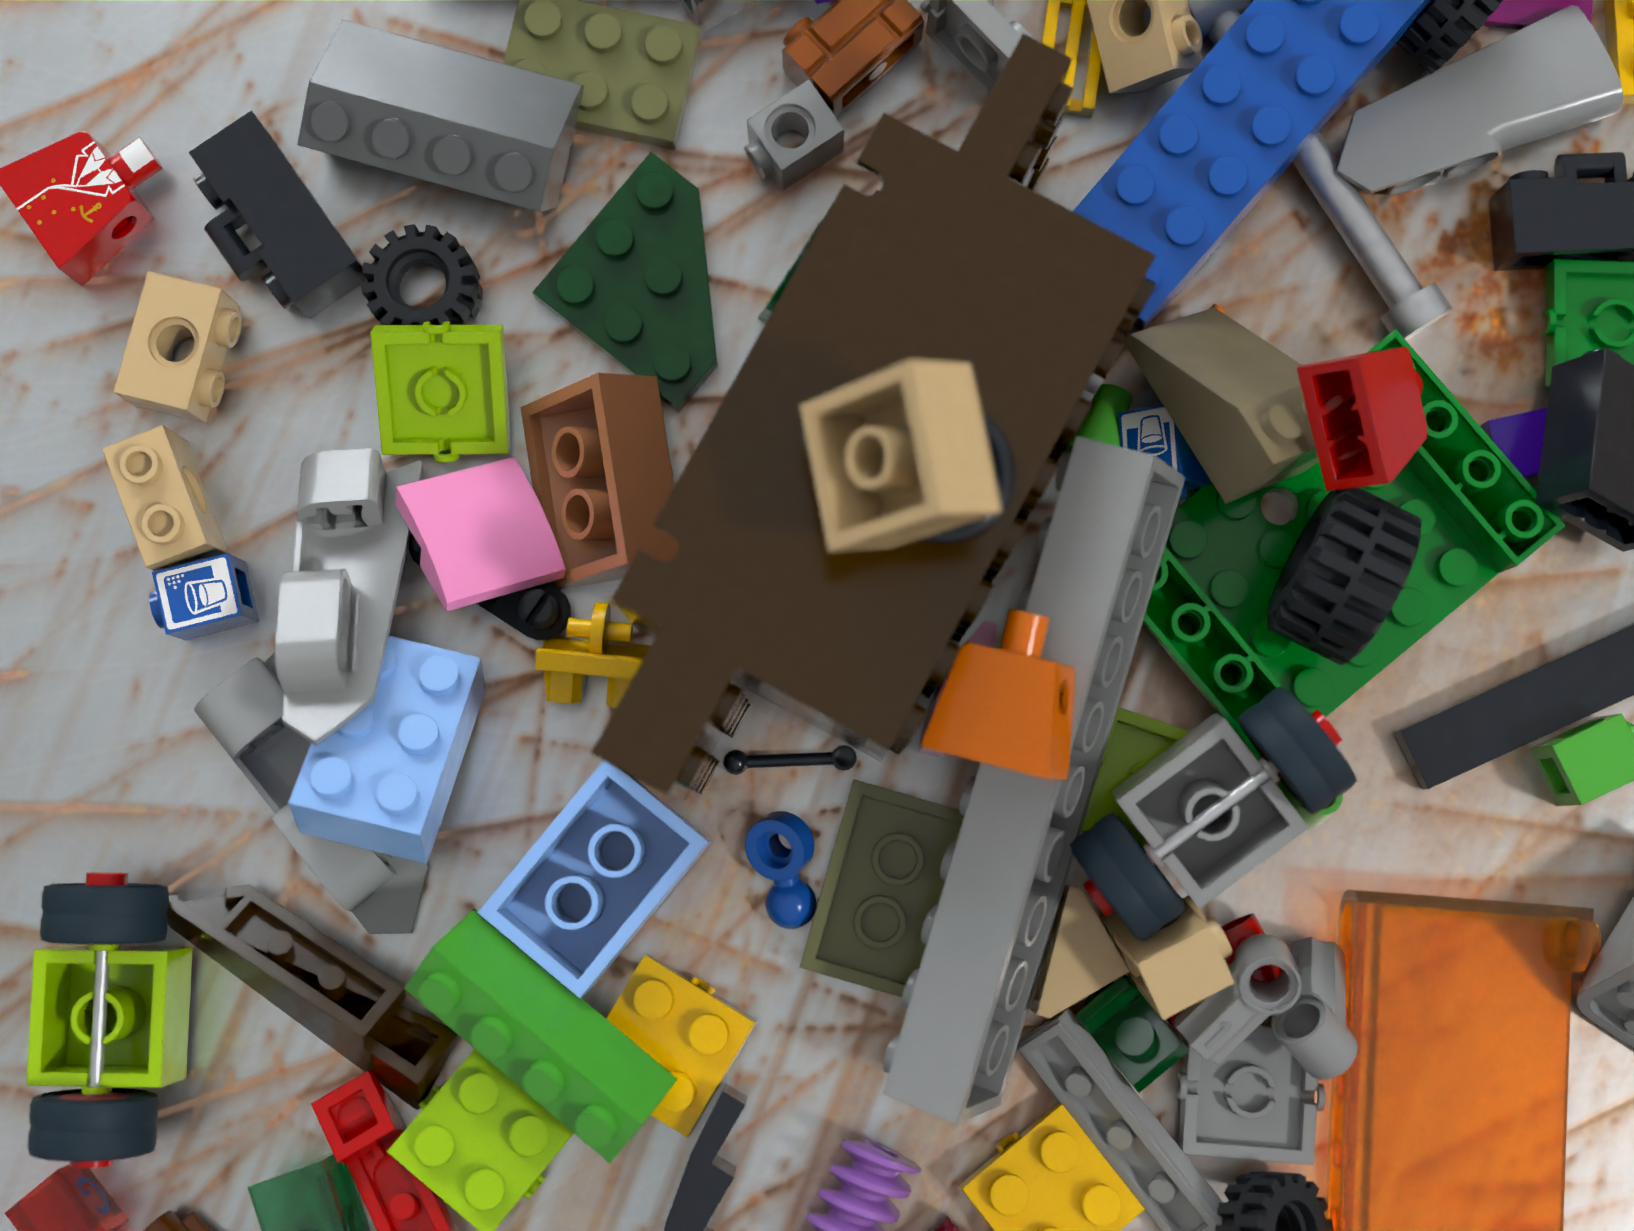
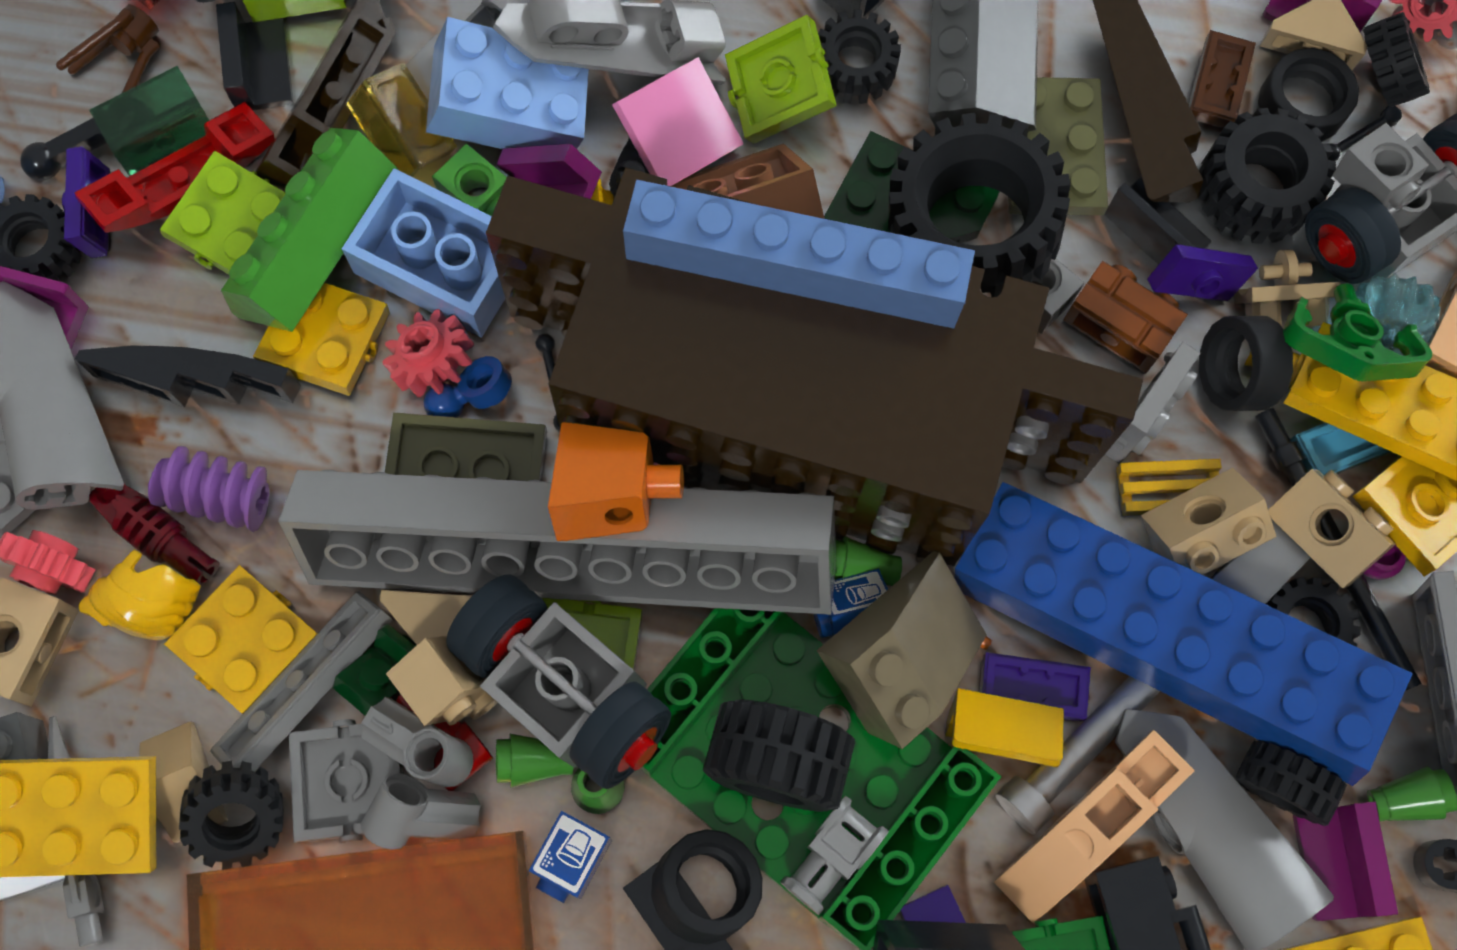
camera: 75 degrees right, 10 degrees down
(247, 1082) = (254, 59): none -> black panel
(400, 900) = (394, 119): none -> clear yellow panel
(481, 819) = (469, 171): none -> bright green brick
(535, 715) = (552, 166): none -> magenta panel
(647, 123) = (993, 159): none -> black tyre
(706, 909) = (428, 353): none -> coral gear
(812, 359) = (797, 254): none -> medium blue brick
(907, 458) = (768, 327): tan piece -> none
(1265, 887) = (526, 760): none -> bright green cone
(1282, 269) = (1038, 682): none -> dark purple plate
(1339, 303) = (1006, 727): none -> yellow panel
(1364, 416) = (912, 738): red torso -> none
(1386, 842) = (569, 858): none -> blue brick
(1451, 538) = (837, 852): none -> light grey connector
(1460, 646) = (739, 863): none -> black tyre
(1470, 238) = (1094, 827): none -> light nougat slope

